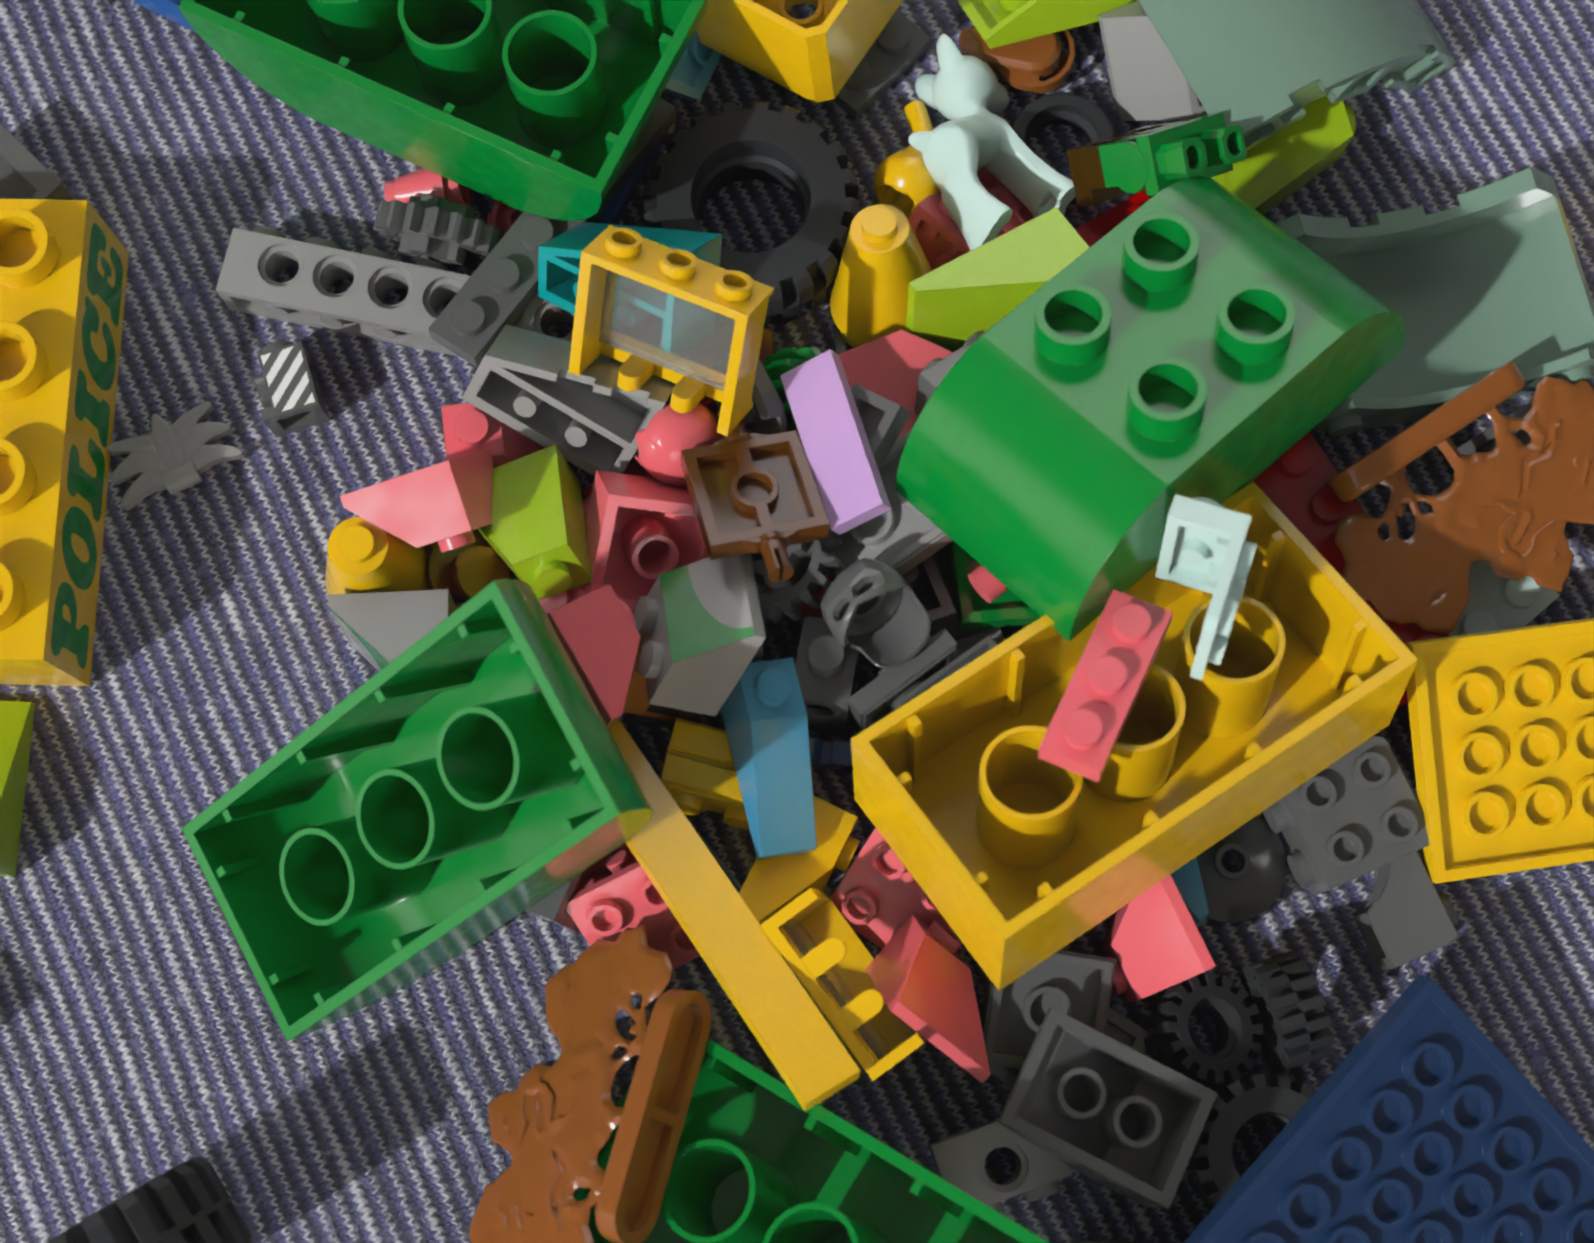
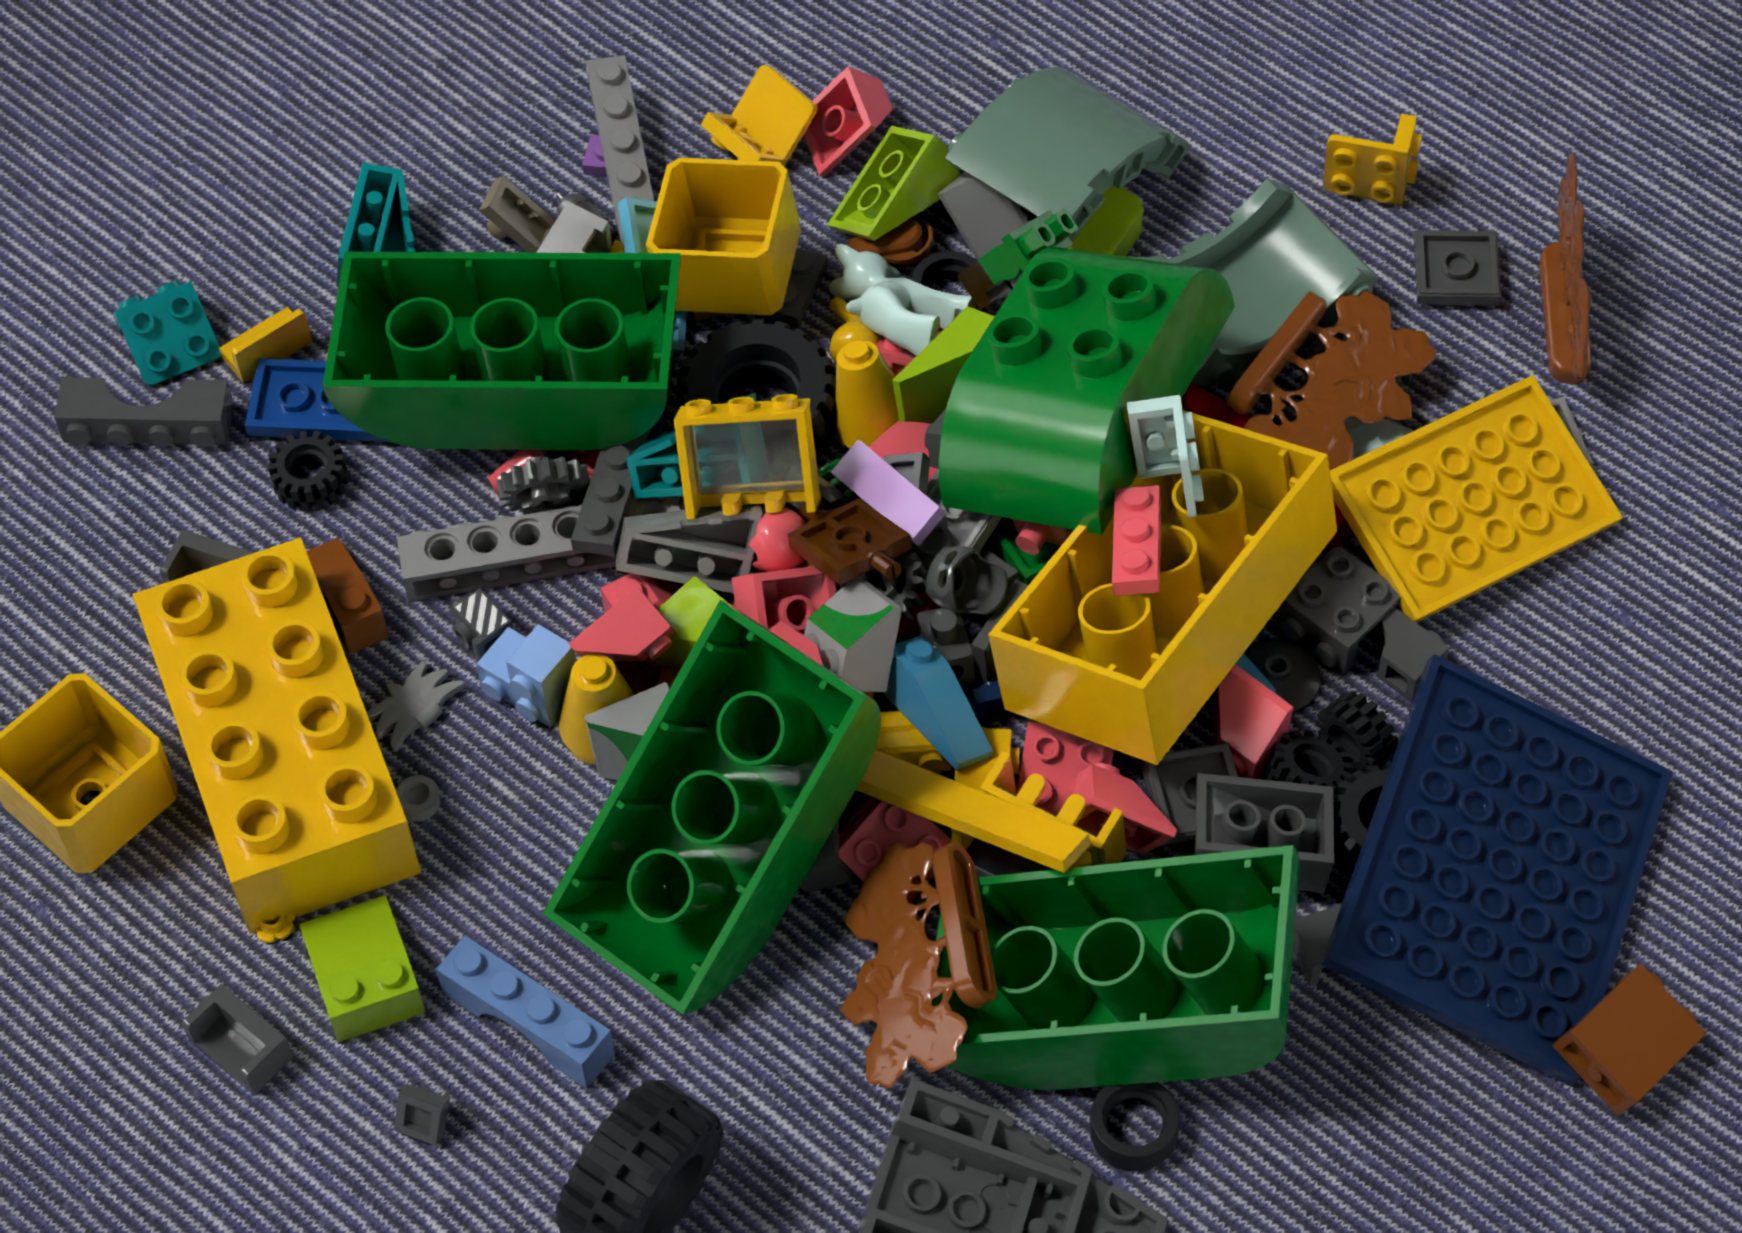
camera: 20 degrees left, 20 degrees down
(123, 586) = (418, 797): none -> light grey tile
(132, 980) = (558, 1029): none -> medium blue arch
(150, 273) = (348, 596): none -> dark orange slope
(163, 60) = (302, 452): none -> black tyre
(306, 479) = (528, 672): none -> light blue brick

